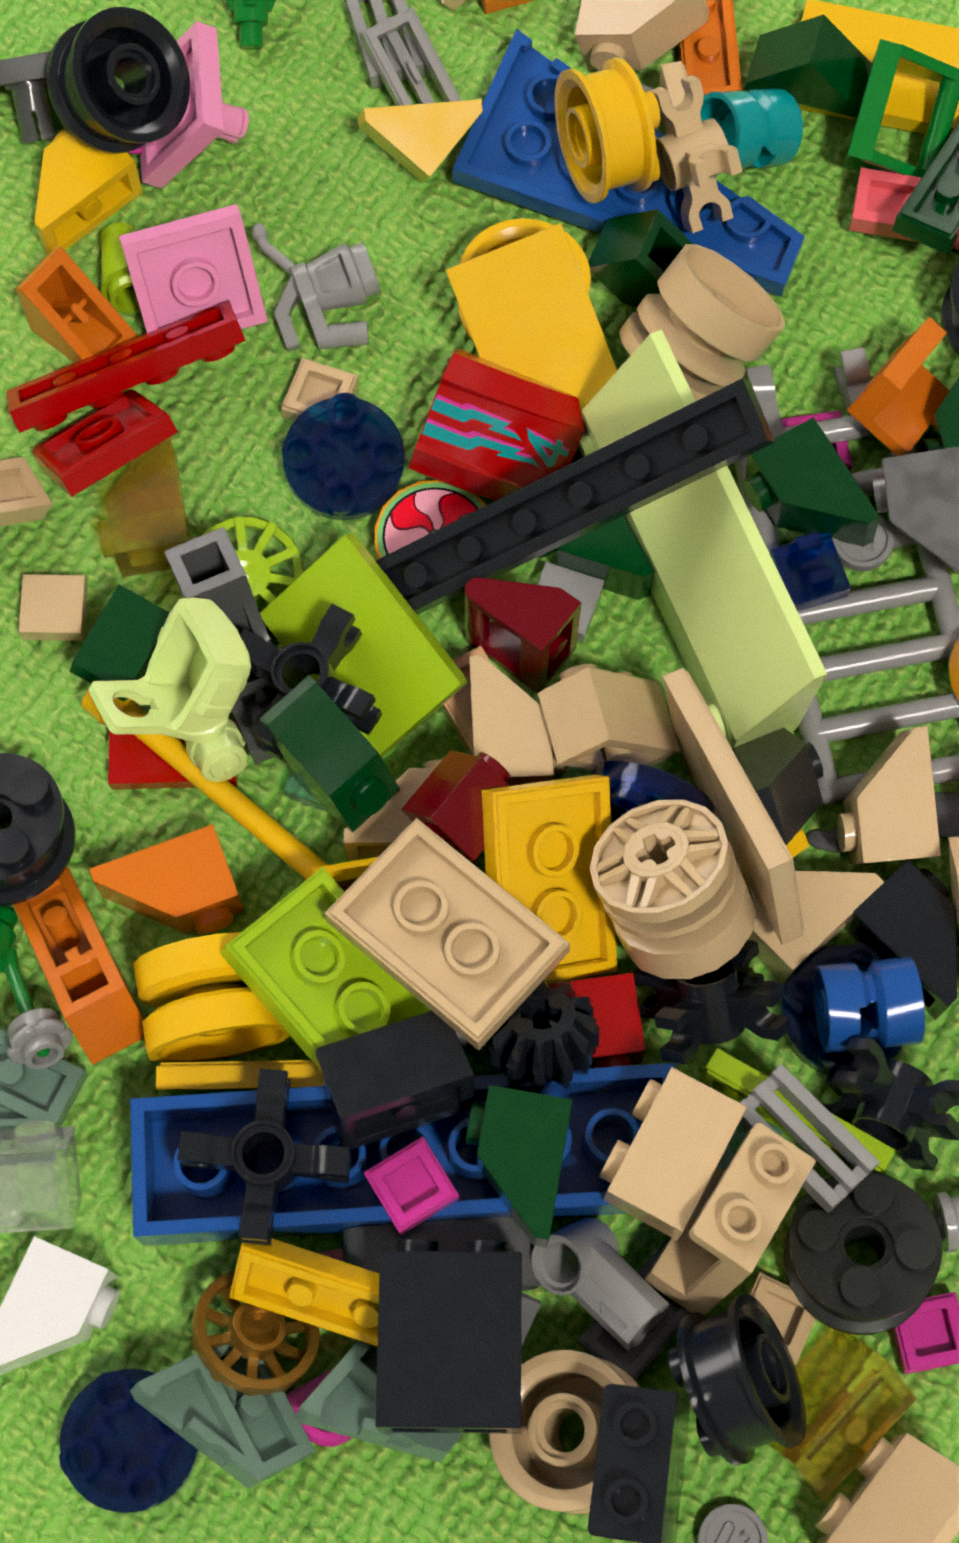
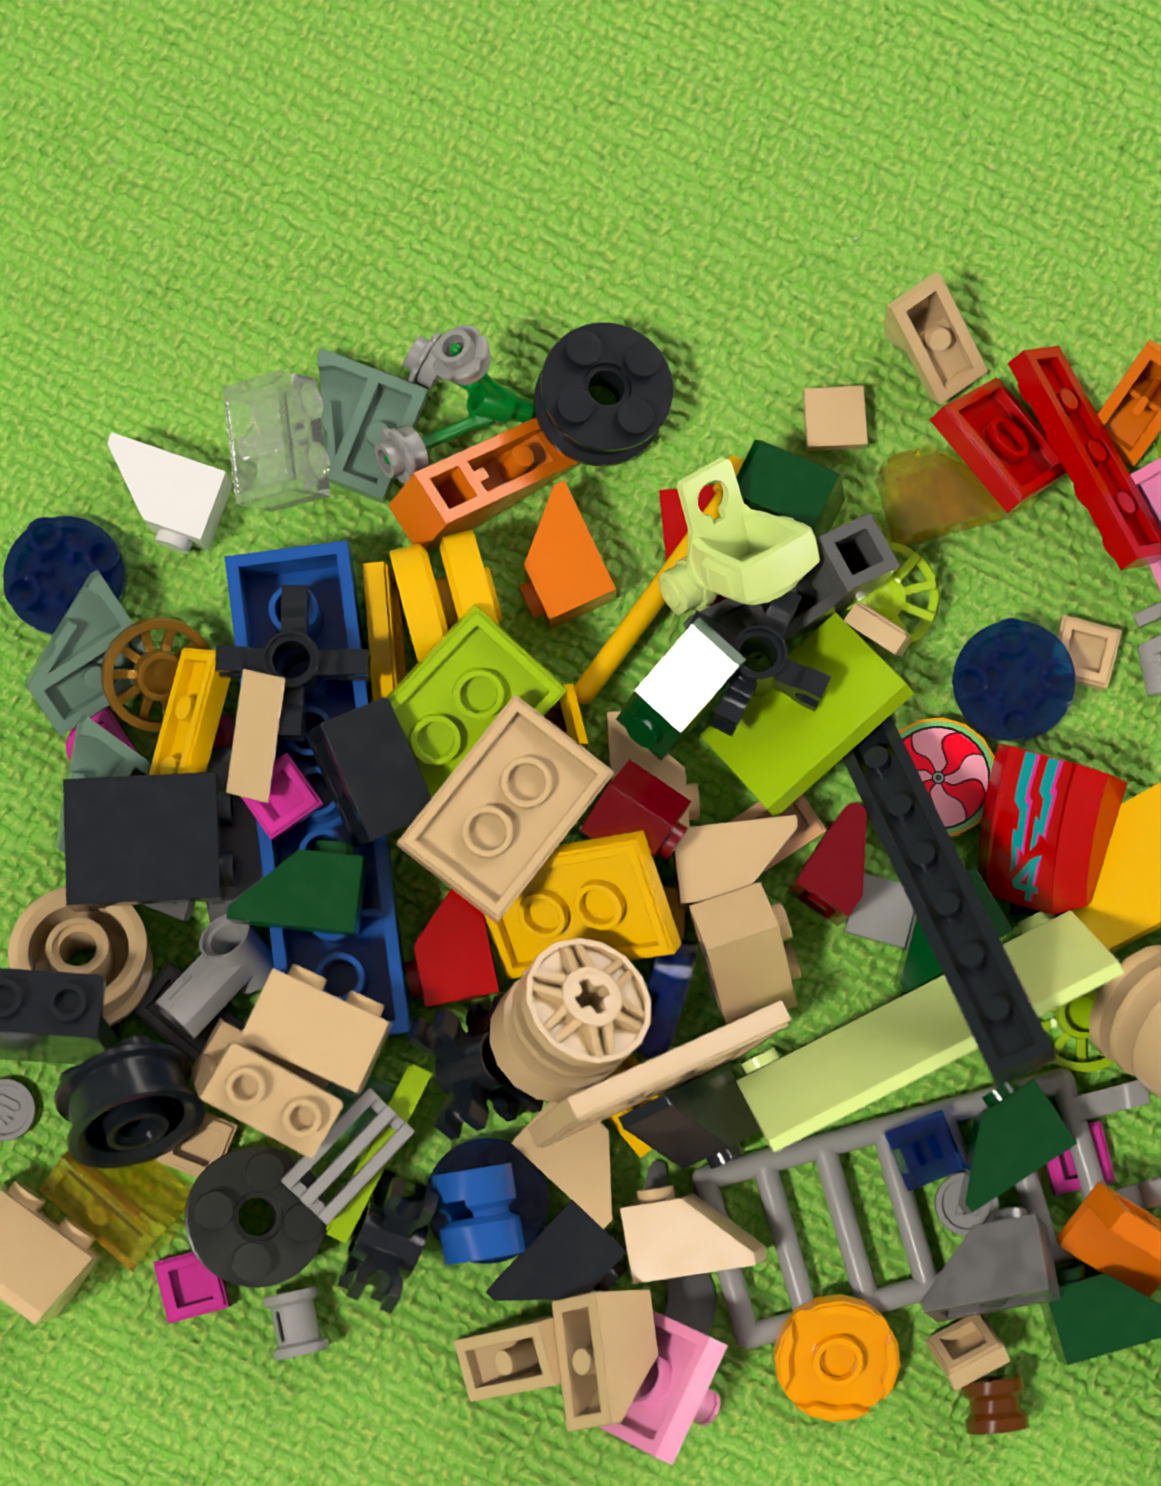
camera: 85 degrees right, 10 degrees up
(281, 569) = (878, 628): none -> tan tile
(344, 1199) = (255, 735): none -> tan sticker
(546, 1038) = (416, 927): black gear -> none

